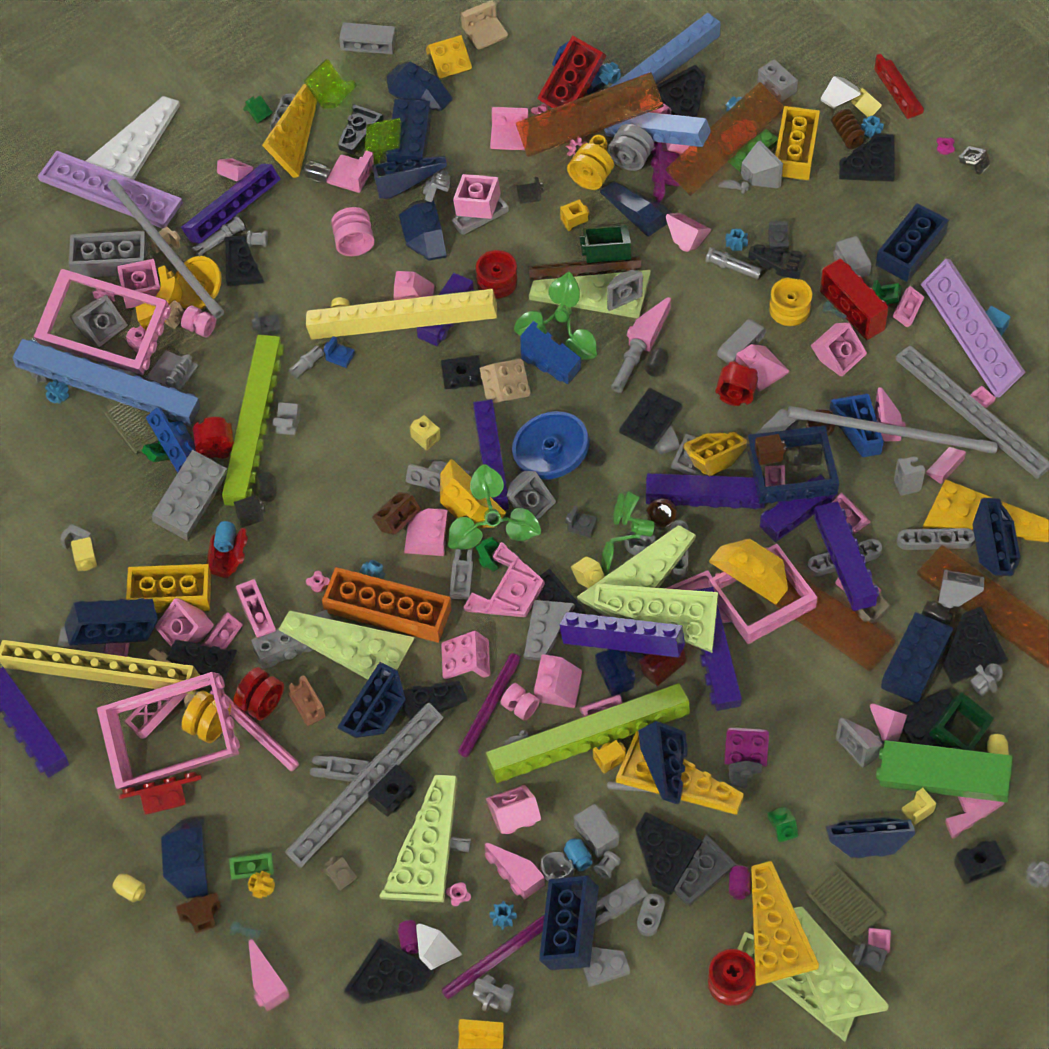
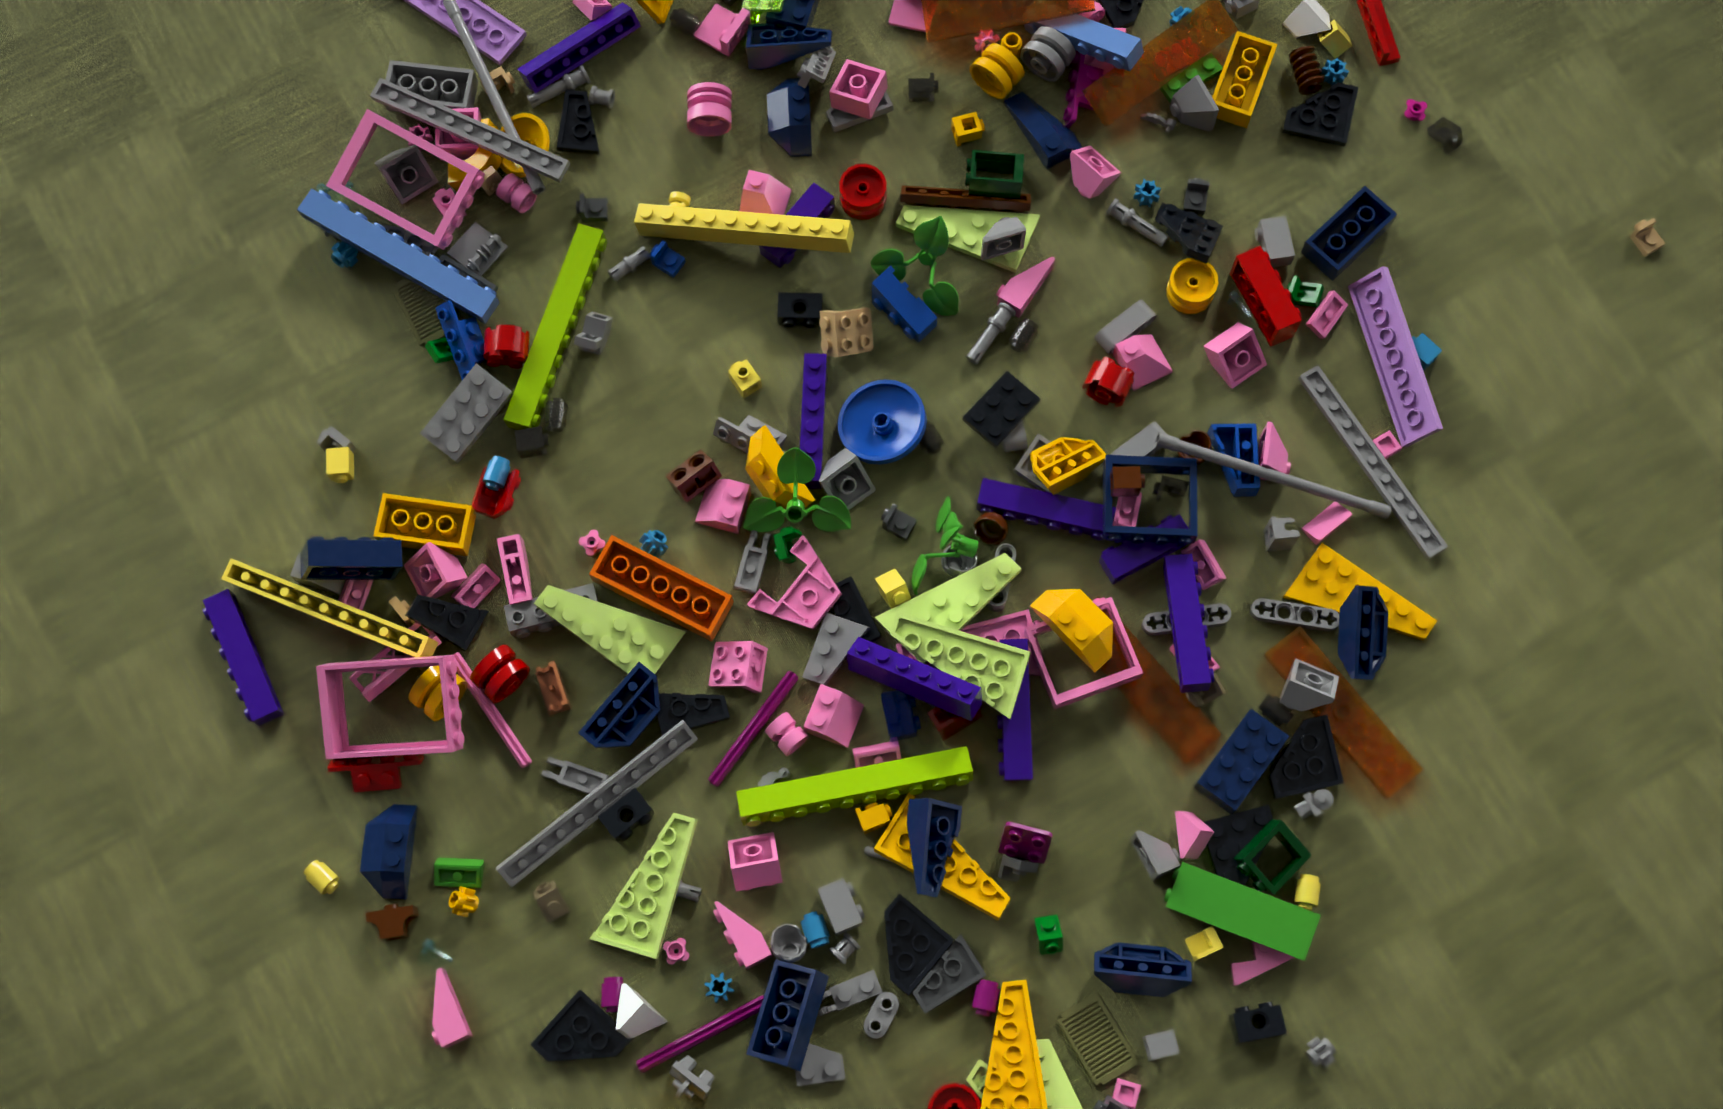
camera: 10 degrees right, 15 degrees up
(151, 274) = (470, 130): none -> light grey plate
(898, 892) = (1160, 1045): none -> light grey panel

